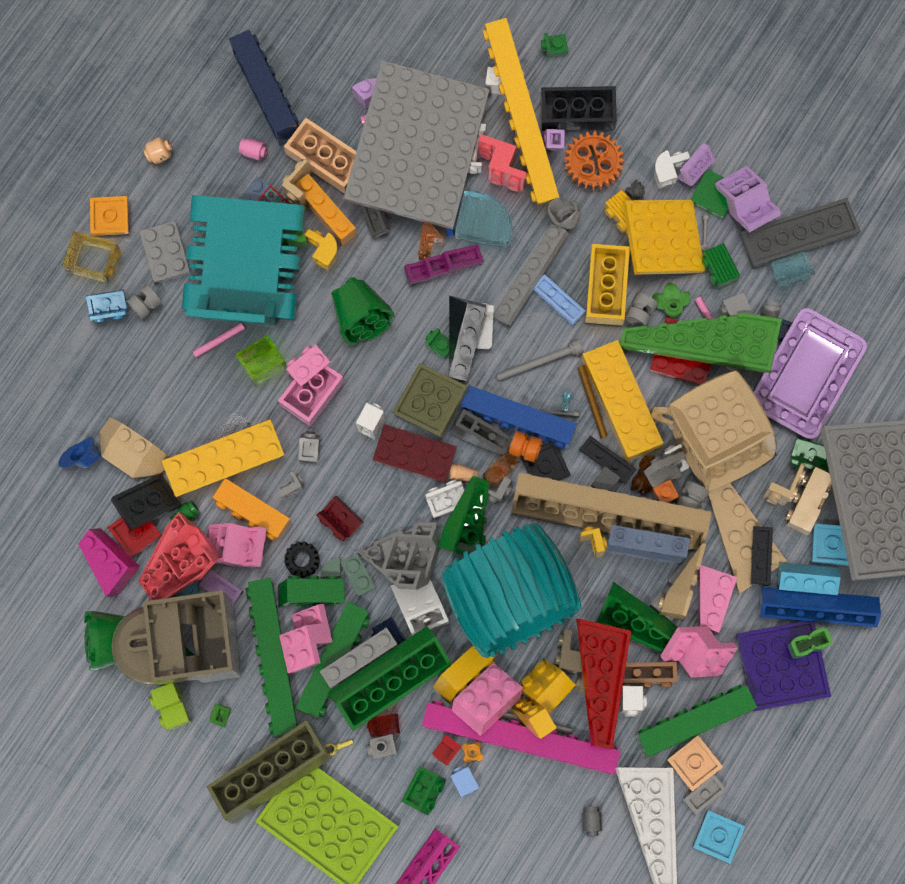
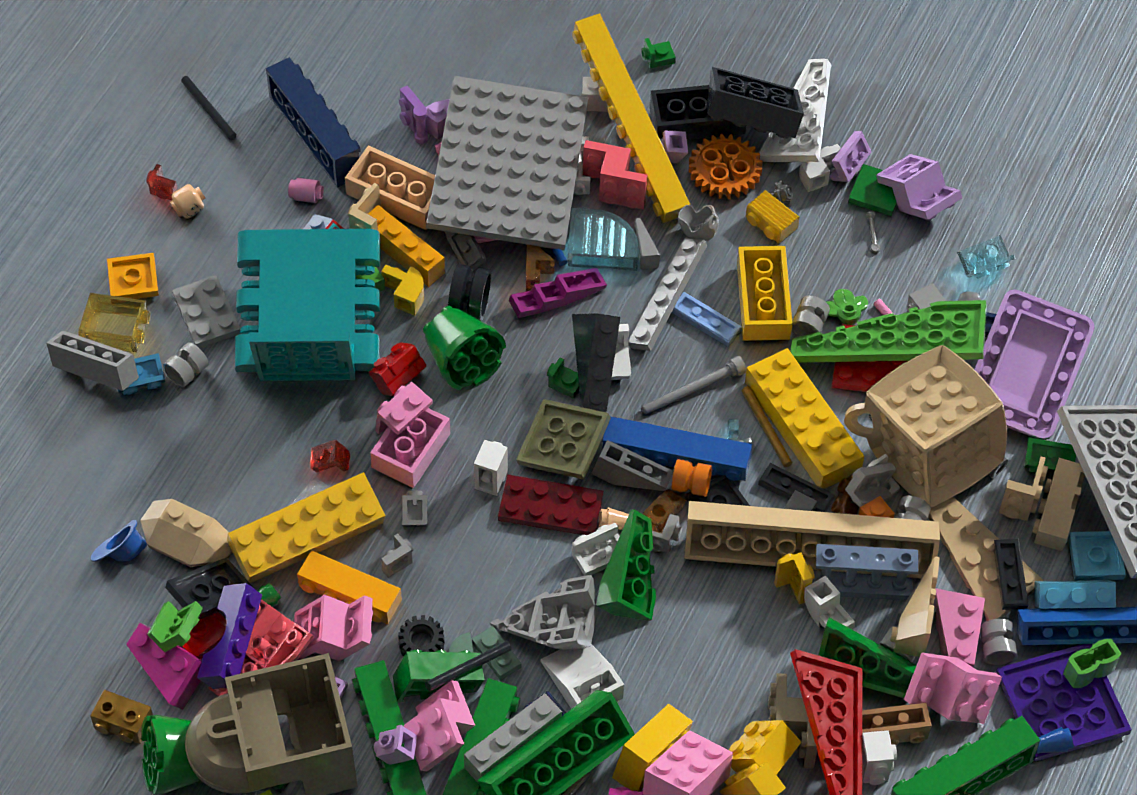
camera: 10 degrees left, 20 degrees down
(70, 294) = (92, 360): none -> light grey brick
(71, 599) = (120, 716): none -> pearl gold brick
(113, 538) = (174, 626): none -> bright green bracket
(139, 136) = (159, 185): none -> clear red bracket
(151, 567) = (240, 607): none -> dark purple arch
(184, 63) = (208, 107): none -> black bar
(219, 339) = (283, 402): bright pink bar -> none
(248, 393) = (329, 455): none -> clear red bracket
(261, 360) = (343, 417): clear neon green slope -> none
(265, 654) = (390, 748): none -> lavender brick
(308, 323) = (397, 368): none -> red brick
(332, 592) = (468, 666): none -> black bar
(340, 519) = (466, 586): dark red bracket -> none
(346, 88) = (413, 114): none -> medium lavender plate
(372, 261) = (470, 292): none -> black wheel
(511, 590) = (701, 627): teal wheel -> none
(519, 234) = (647, 253): none -> light grey slope
(614, 568) = (824, 602): none -> white brick
(624, 109) = (754, 103): none -> black slope
(659, 130) = (813, 95): none -> white wing
(663, 236) = (824, 235): yellow plate -> none
(720, 266) = (898, 263): green brick -> none
(742, 612) = (999, 643): none -> light grey wheel
(769, 702) = (1056, 741): none -> blue cone
(801, 232) = (988, 218): dark grey plate -> none

